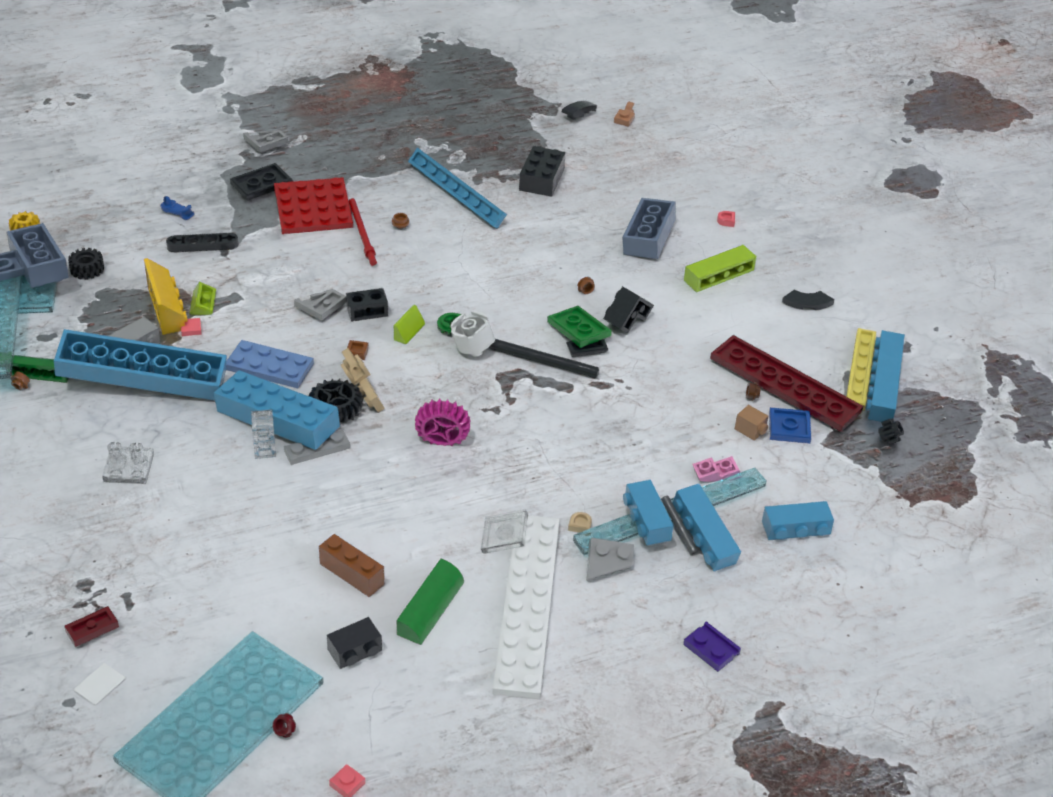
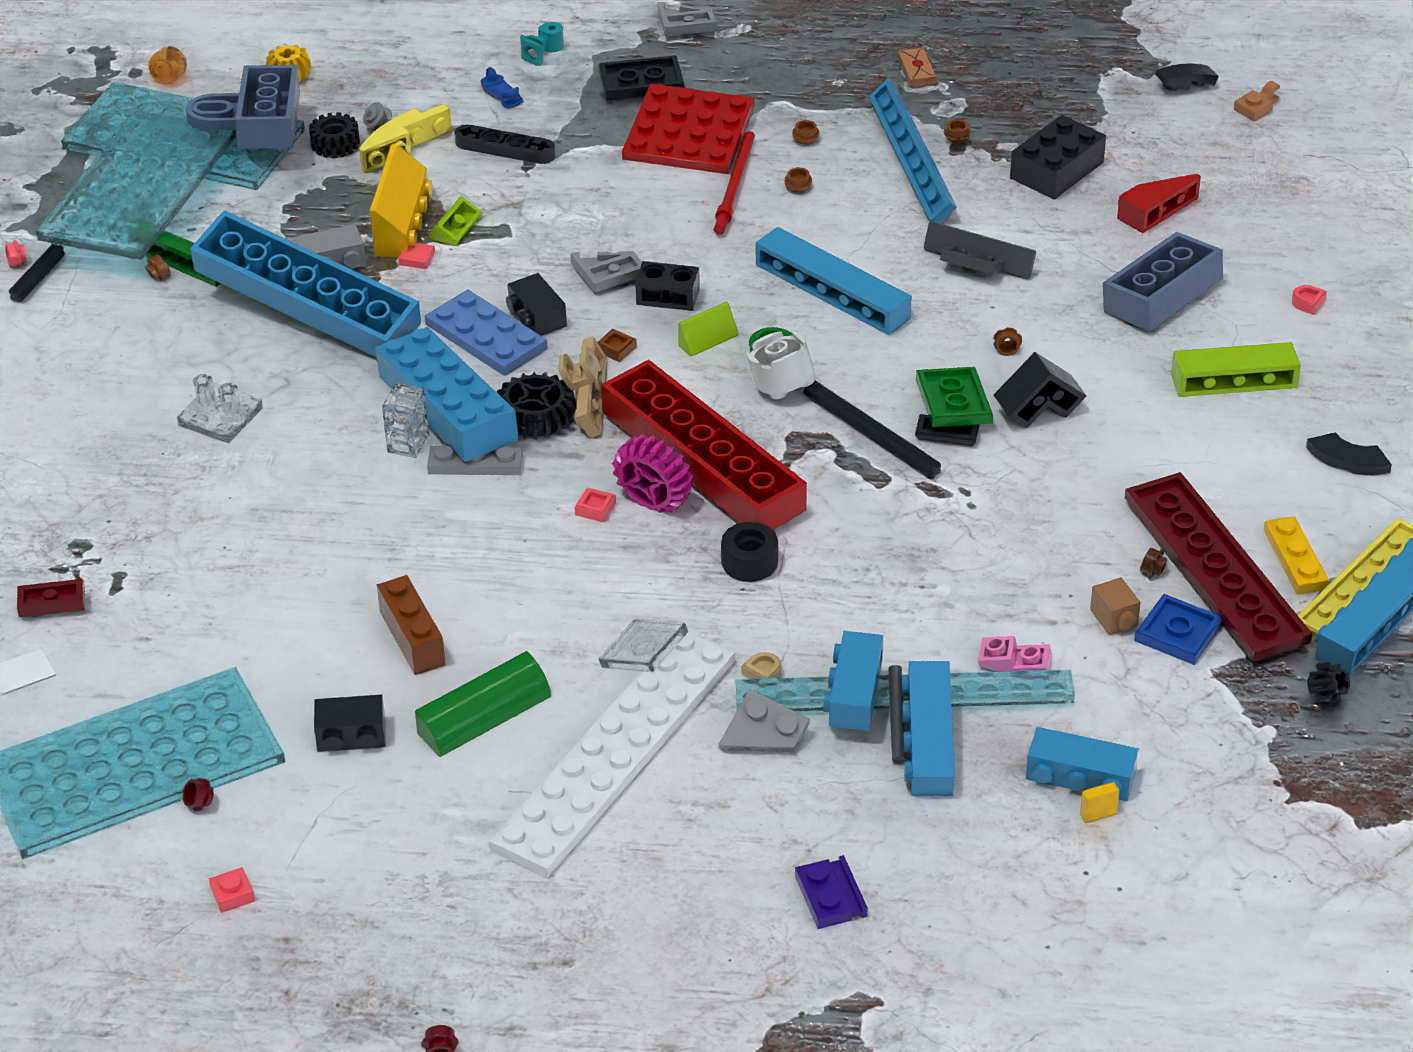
camera: 30 degrees right, 0 degrees up
(108, 245) = (376, 116): none -> light grey wheel
(131, 253) = (406, 131): none -> light yellow slope
(187, 172) = (549, 40): none -> teal leg
(293, 337) = (536, 304): none -> black brick
(385, 191) = (805, 132): none -> dark orange plate
(411, 452) = (595, 504): none -> coral tile
(423, 138) = (916, 67): none -> nougat tile
(463, 275) = (833, 280): none -> dark azure brick
(473, 169) = (957, 131): none -> dark orange plate
(487, 405) = (721, 457): none -> red brick
(527, 453) = (749, 551): none -> black tyre
(534, 237) = (978, 251): none -> dark grey bracket
(611, 184) = (1156, 201): none -> red slope
(820, 364) = (1296, 555): none -> yellow plate
(822, 539) = (1099, 802): none -> yellow tile

